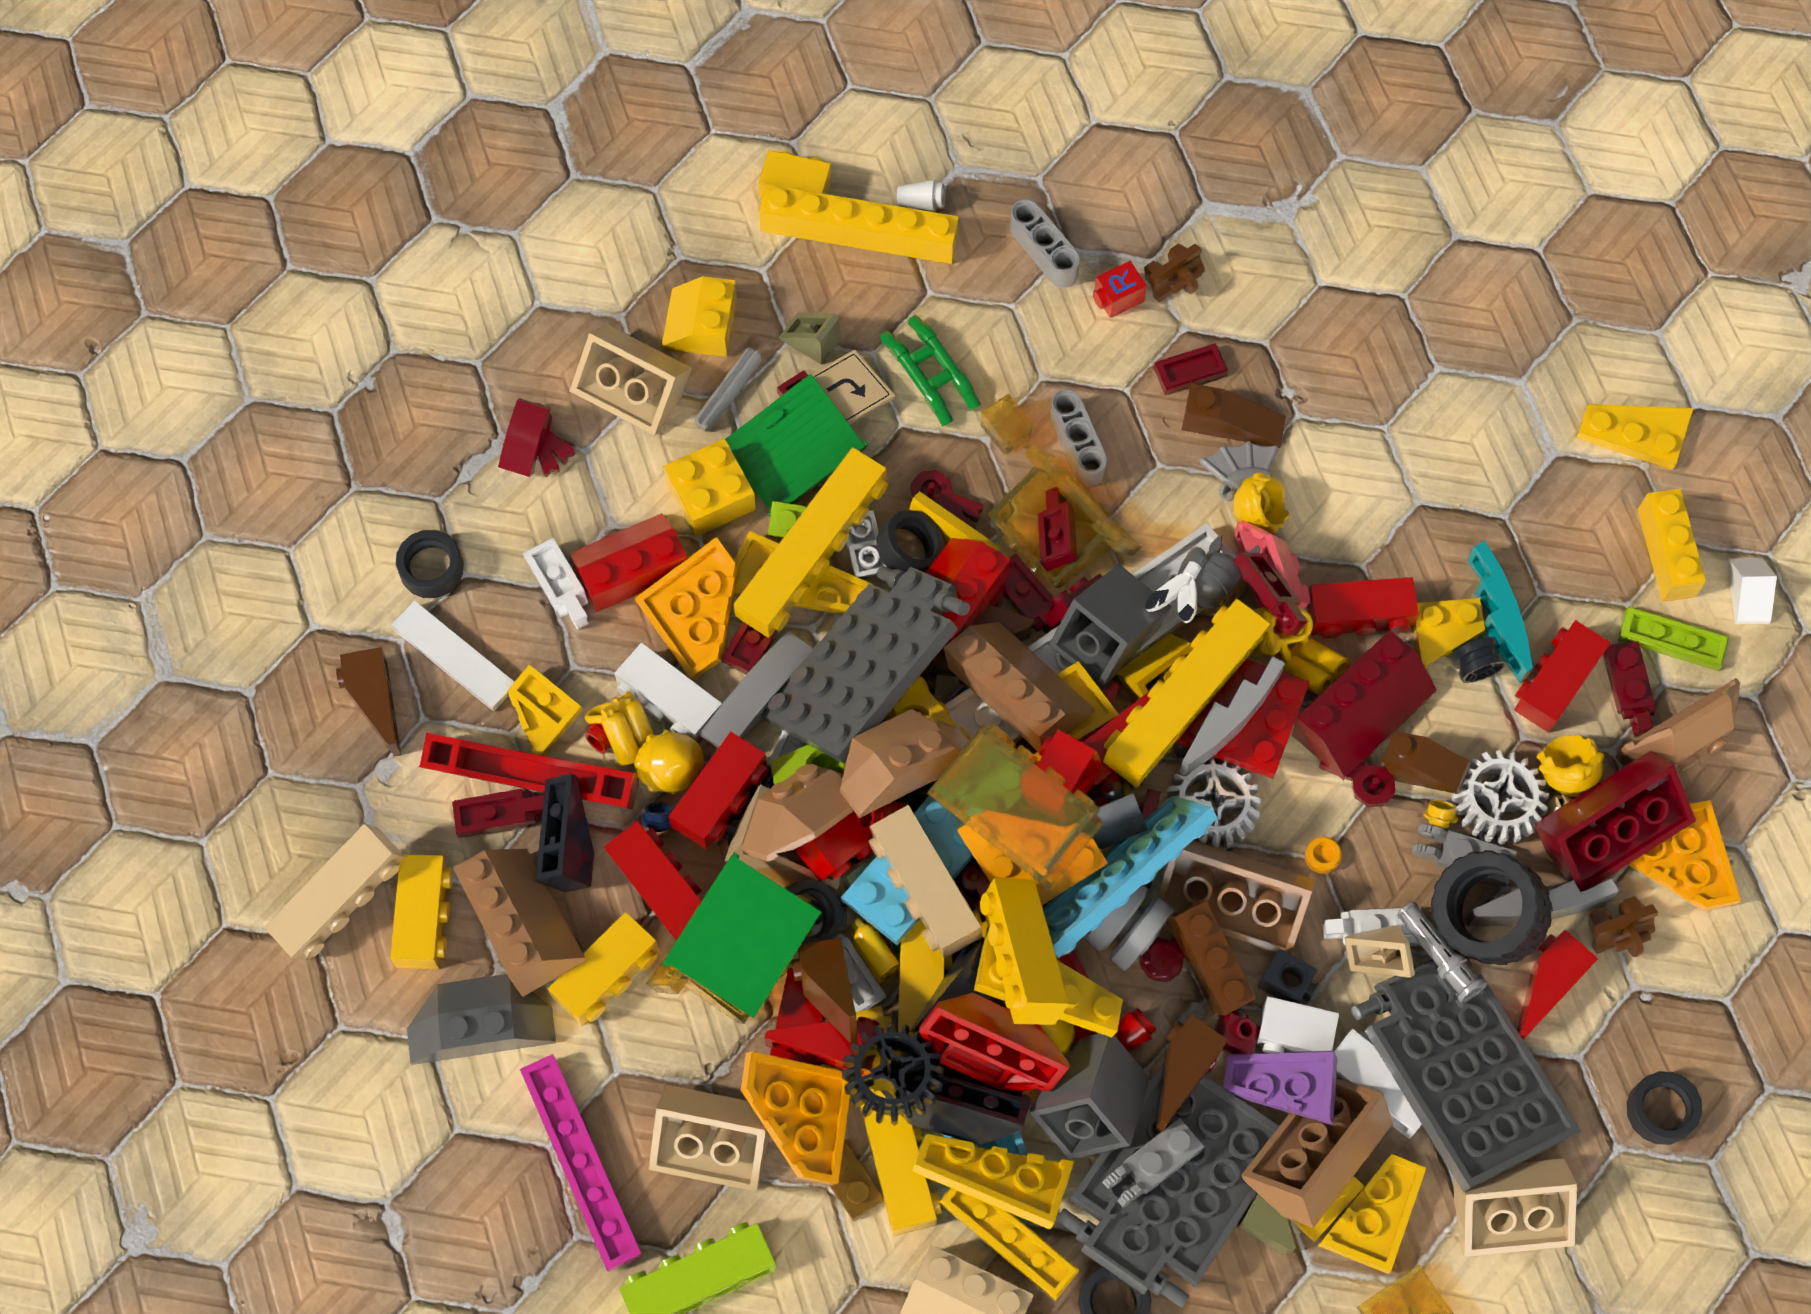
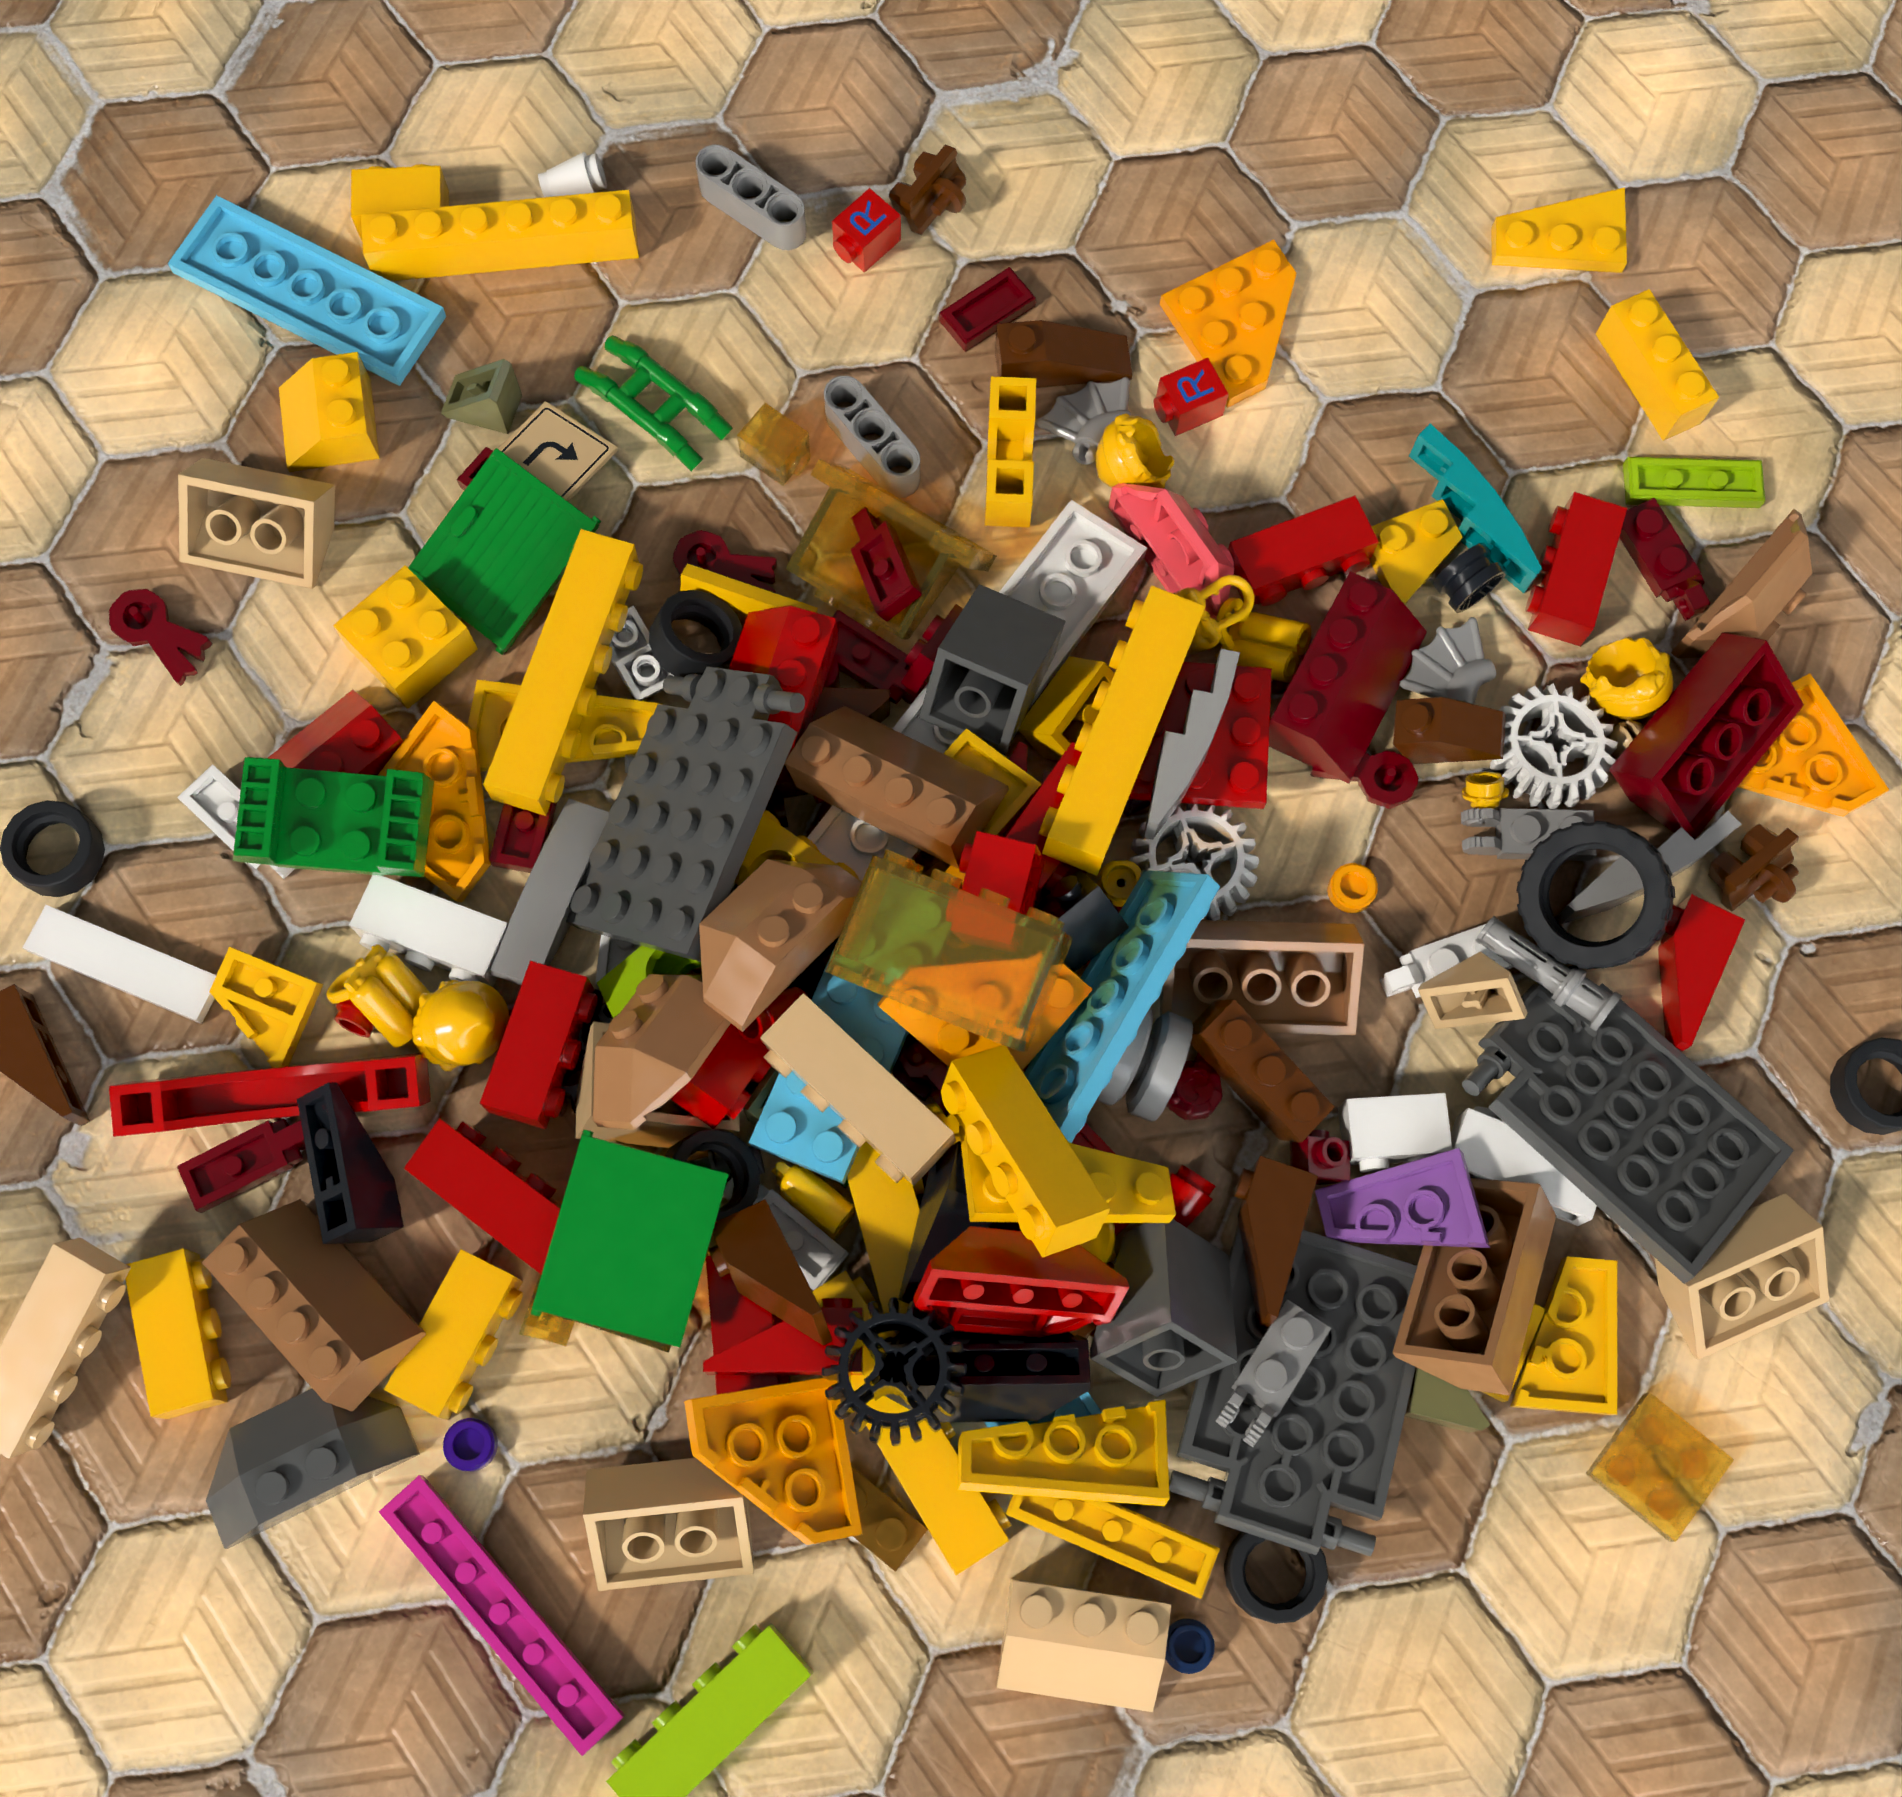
camera: 20 degrees left, 5 degrees up
(523, 437) = (132, 639): dark red slope -> none
(592, 1046) = (470, 1444): none -> dark purple tile
(626, 598) = (333, 819): none -> green plate
(657, 816) = (464, 1101): dark blue plate -> none
(712, 225) = (307, 289): none -> medium azure plate
(728, 389) = (392, 500): light grey axle -> none
(783, 517) = (516, 649): lime plate -> none
(1149, 793) = (1112, 873): none -> yellow plate
(1172, 477) = (1010, 452): none -> yellow arch
(1201, 582) = (1095, 575): hair -> none
(1272, 590) = (1192, 562): dark red hinge -> none
(1287, 963) = (1345, 1076): black brick -> none
(1317, 473) = (1190, 397): none -> red brick
(1370, 425) = (1235, 317): none -> light orange plate
(1446, 718) = (1451, 665): none -> light grey arm
(1751, 590) = (1769, 393): white slope -> none

